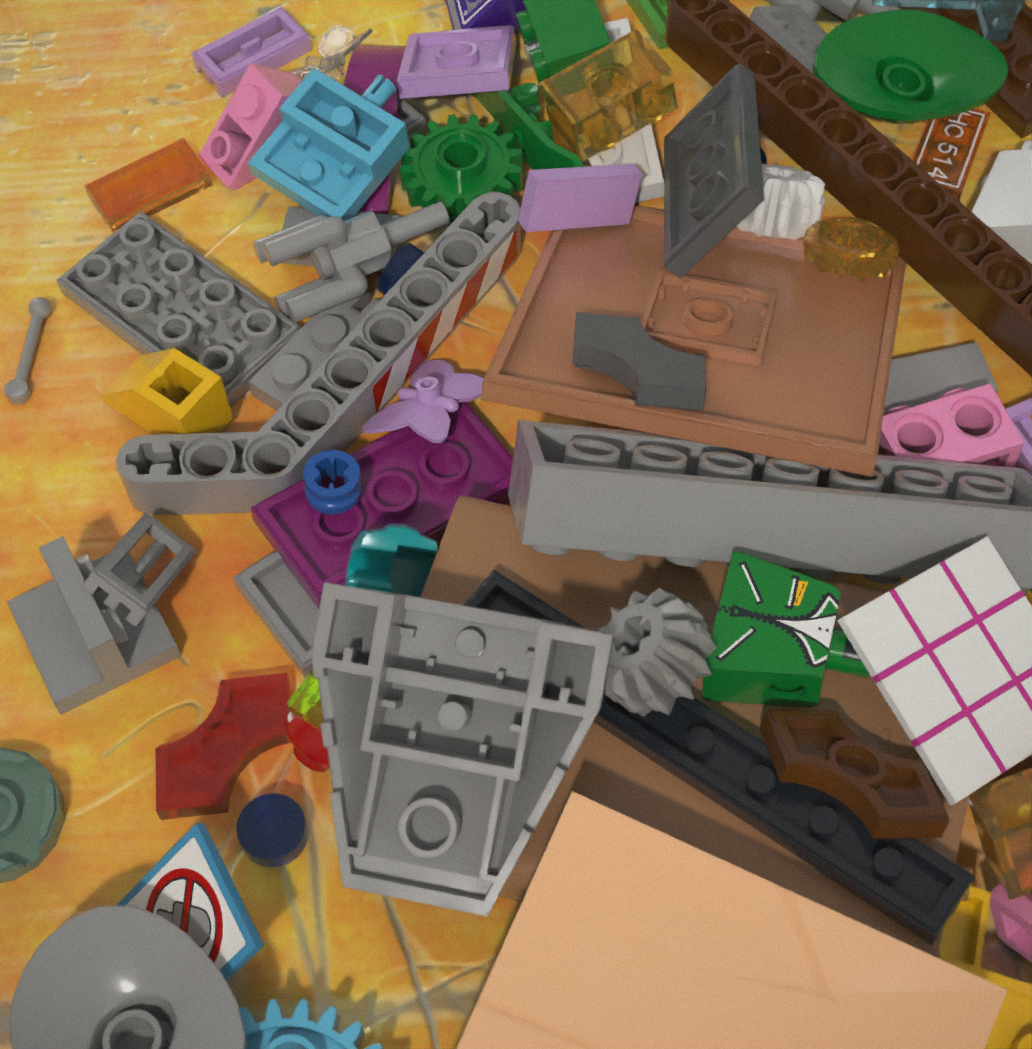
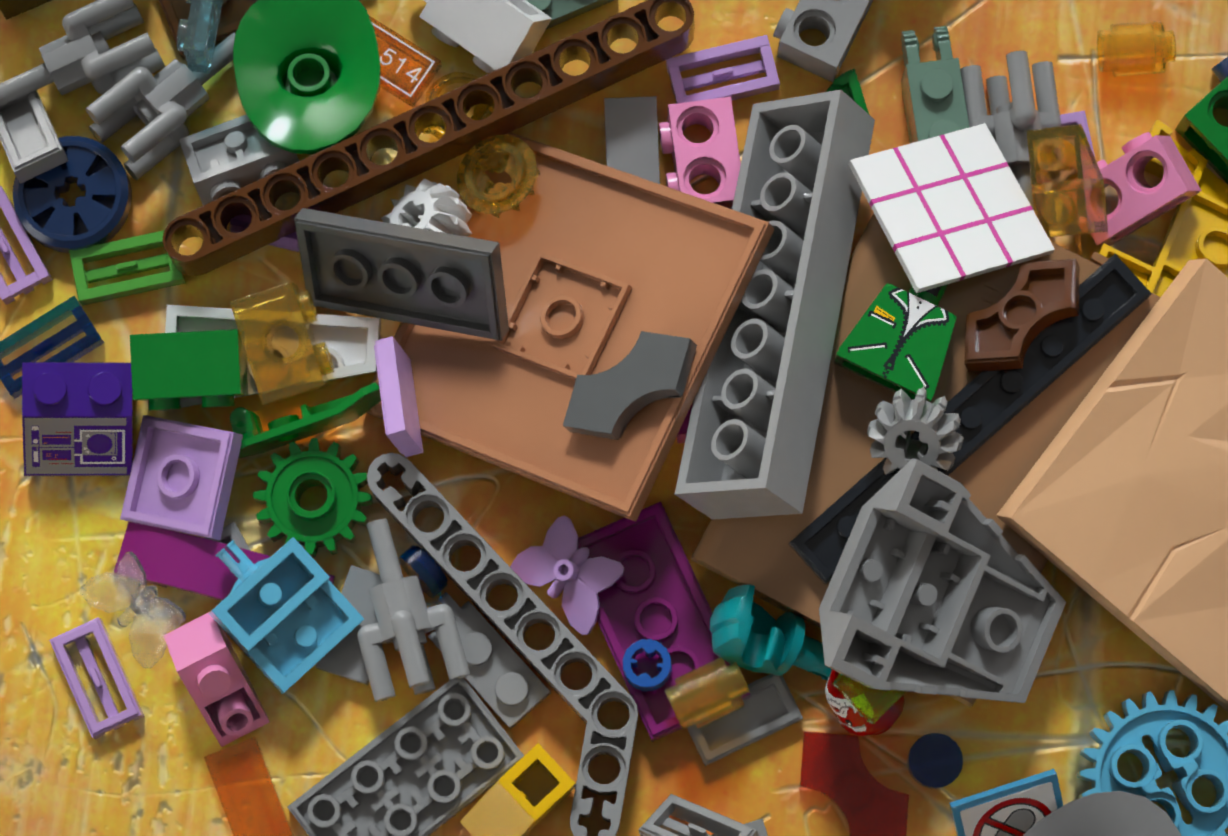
camera: 80 degrees left, 20 degrees up
(304, 537) = (707, 693): none -> clear yellow brick

